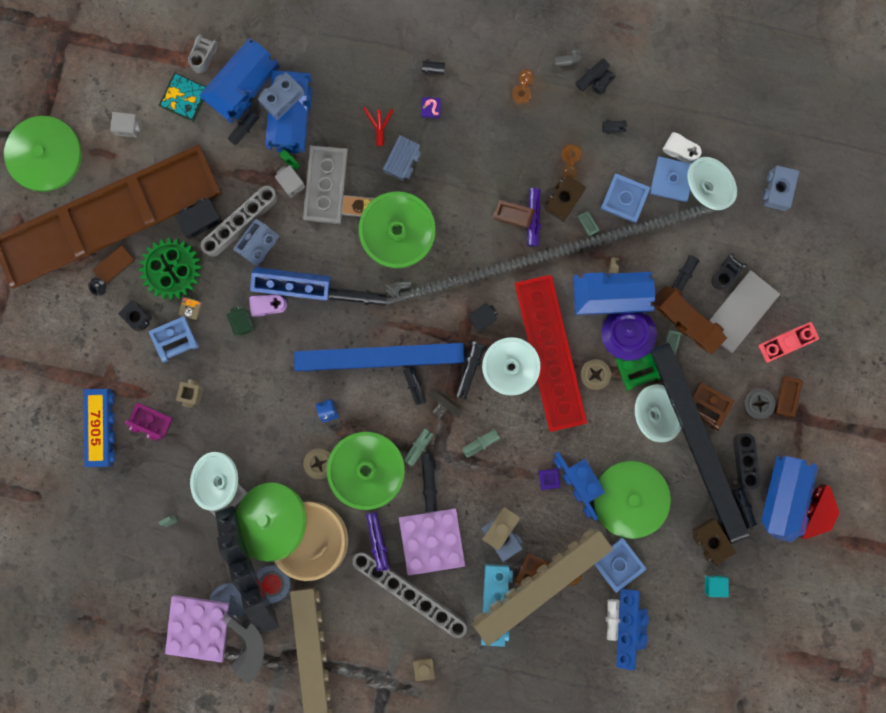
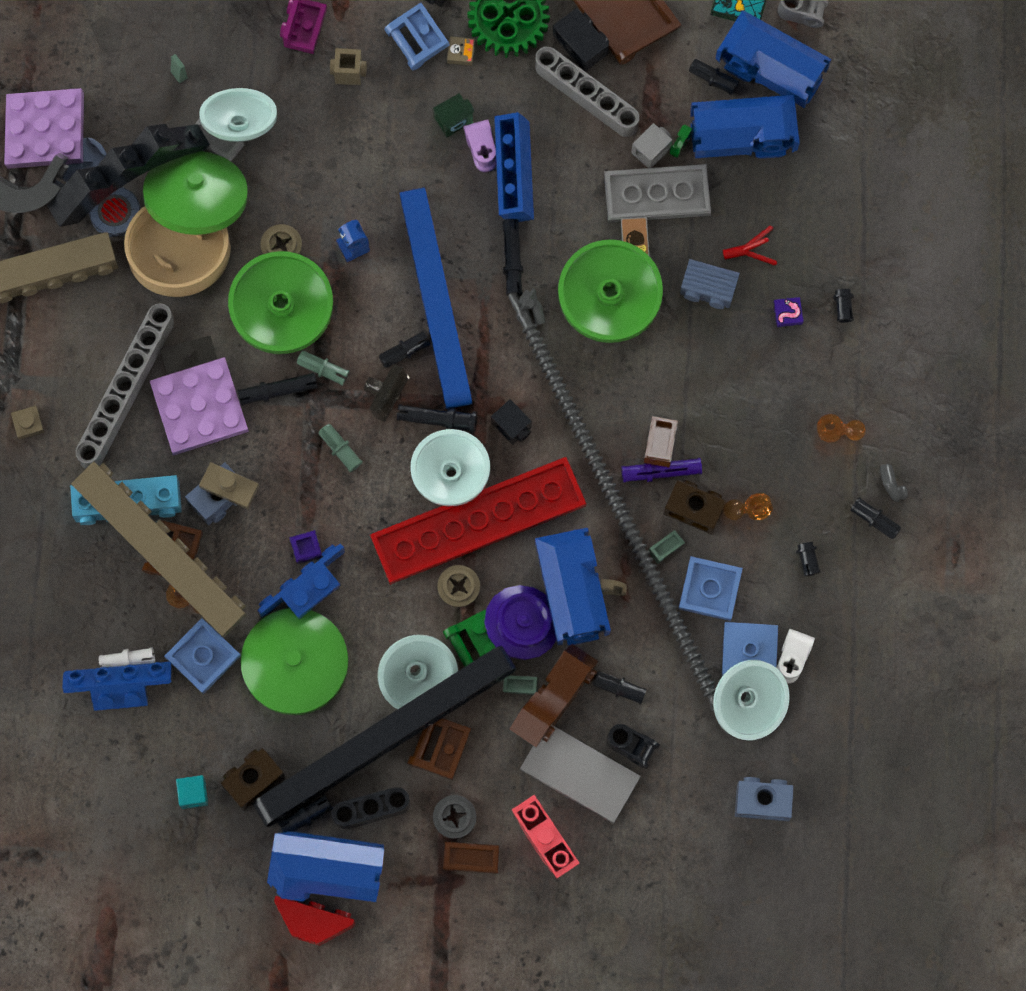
camera: 80 degrees right, 10 degrees down
(256, 242) = (561, 116): sand blue brick -> none
(281, 95) = (756, 105): sand blue brick -> none
(379, 549) = (179, 334): dark purple pin -> none
(601, 85) = (868, 535): black pin -> none

